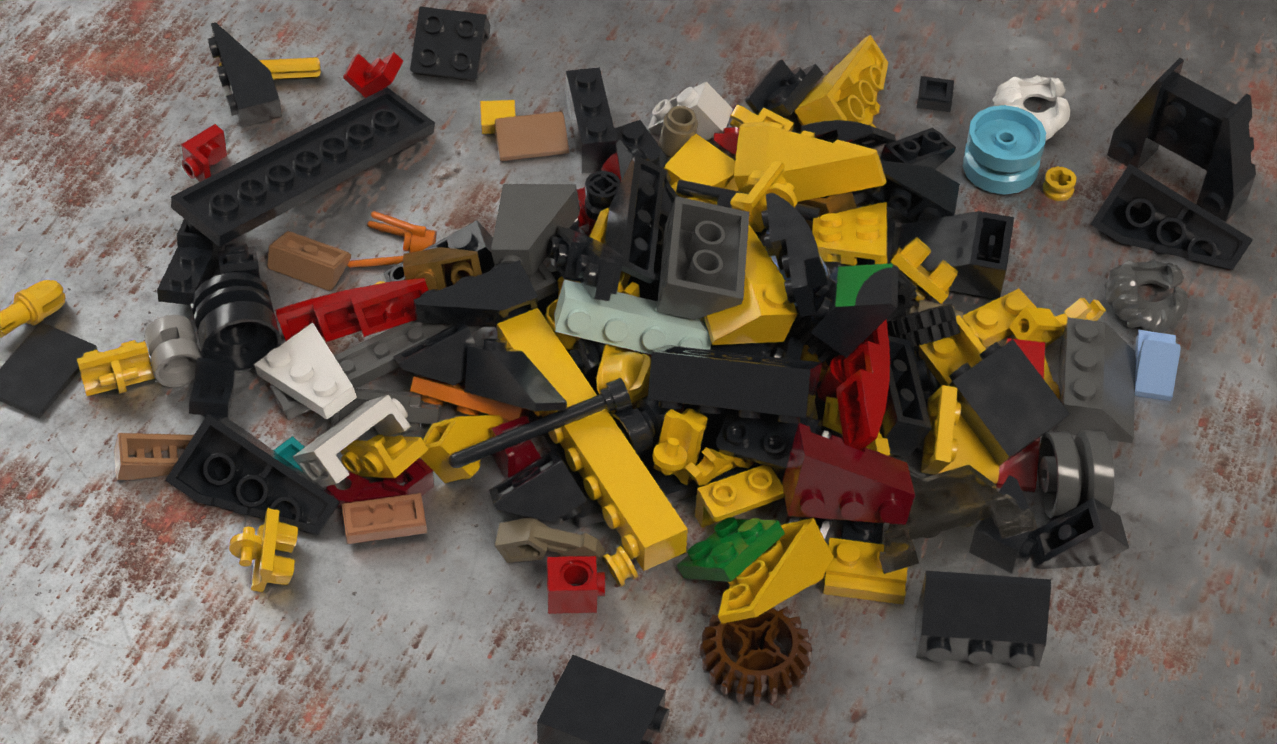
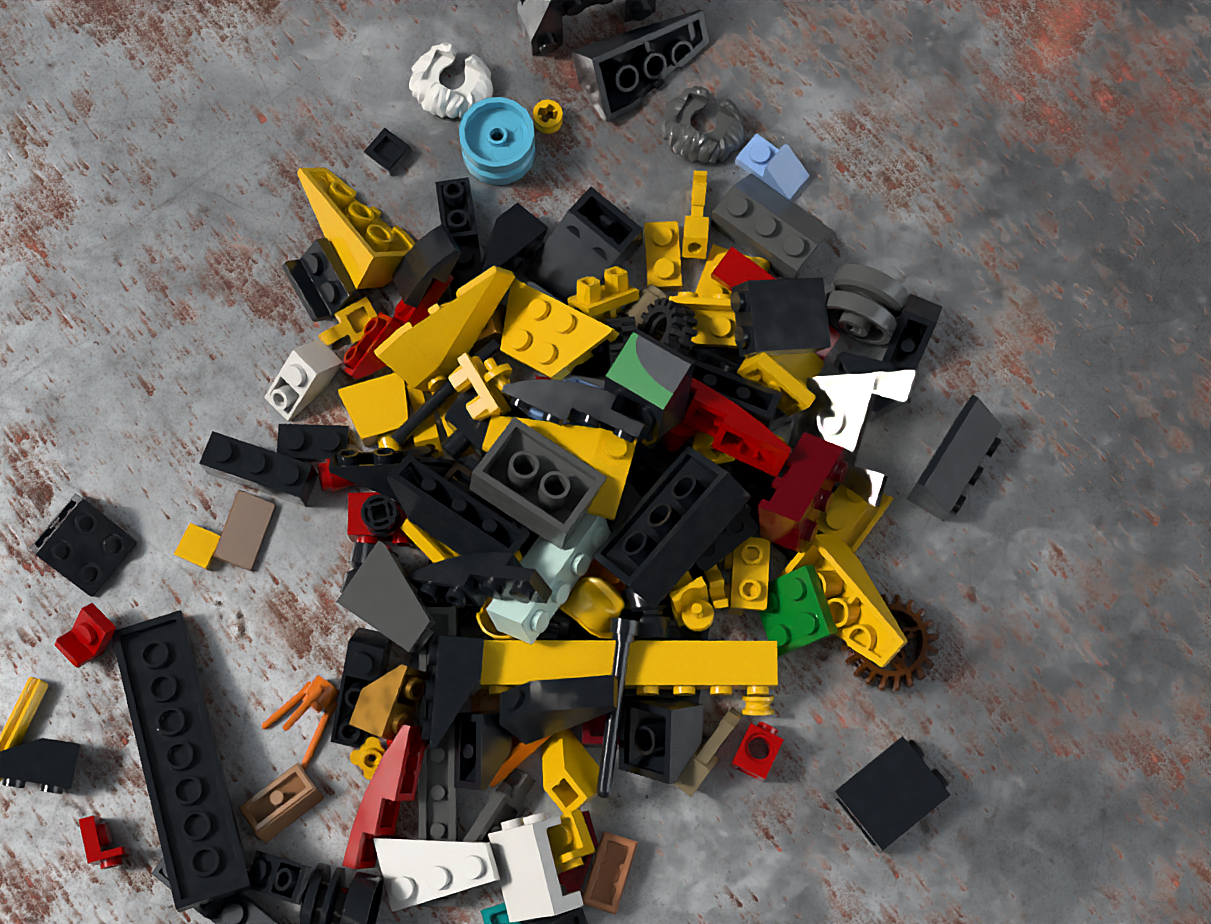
camera: 60 degrees left, 25 degrees up
(677, 129) = (323, 402): dark tan brick -> none

